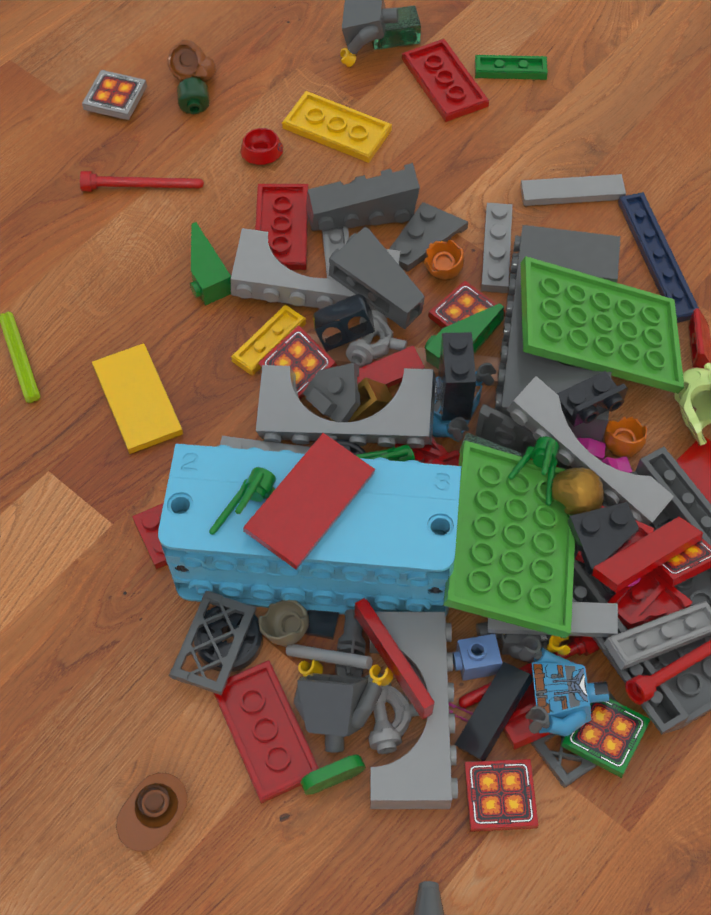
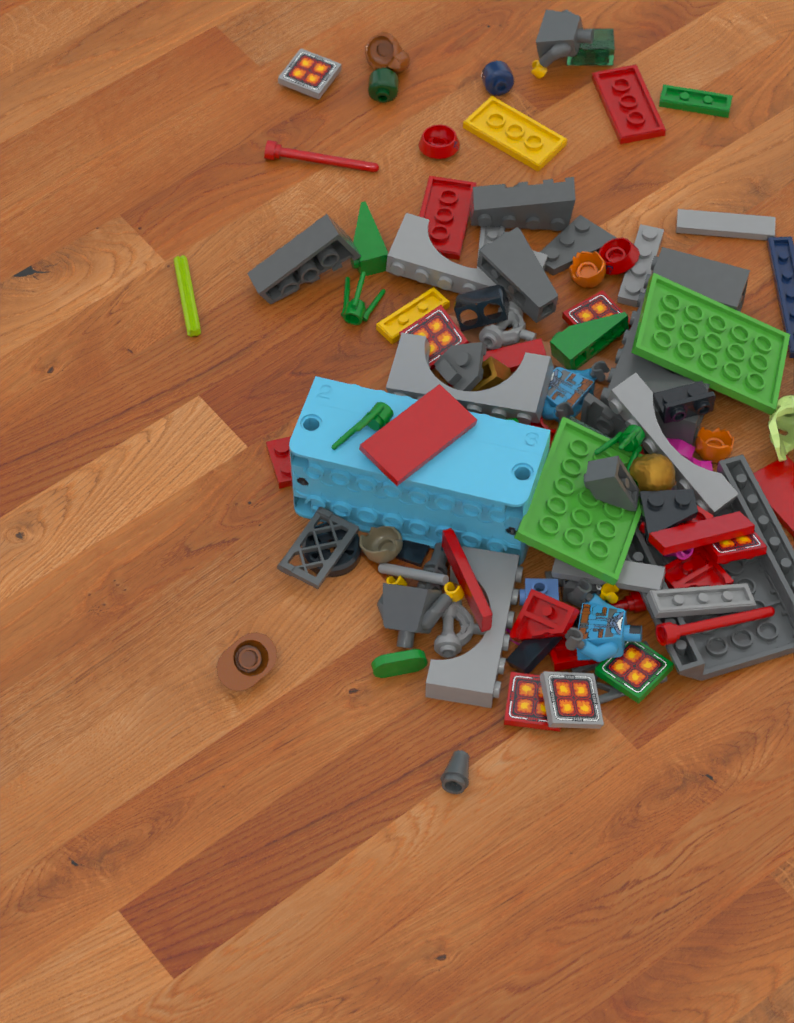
camera: 10 degrees right, 5 degrees down
(137, 398) = (285, 346): yellow tile -> none
(139, 298) = (303, 259): none -> dark grey wedge
(205, 345) = (355, 310): none -> green plant
(265, 731) = (349, 623): red tile -> none
(307, 70) = (497, 78): none -> dark blue head
(456, 376) = (569, 365): black brick -> none
(474, 239) = (619, 255): none -> red hat
(491, 689) = (543, 618): none -> red wing
(538, 513) = (612, 483): none -> dark grey slope
(545, 790) = (571, 700): none -> tile

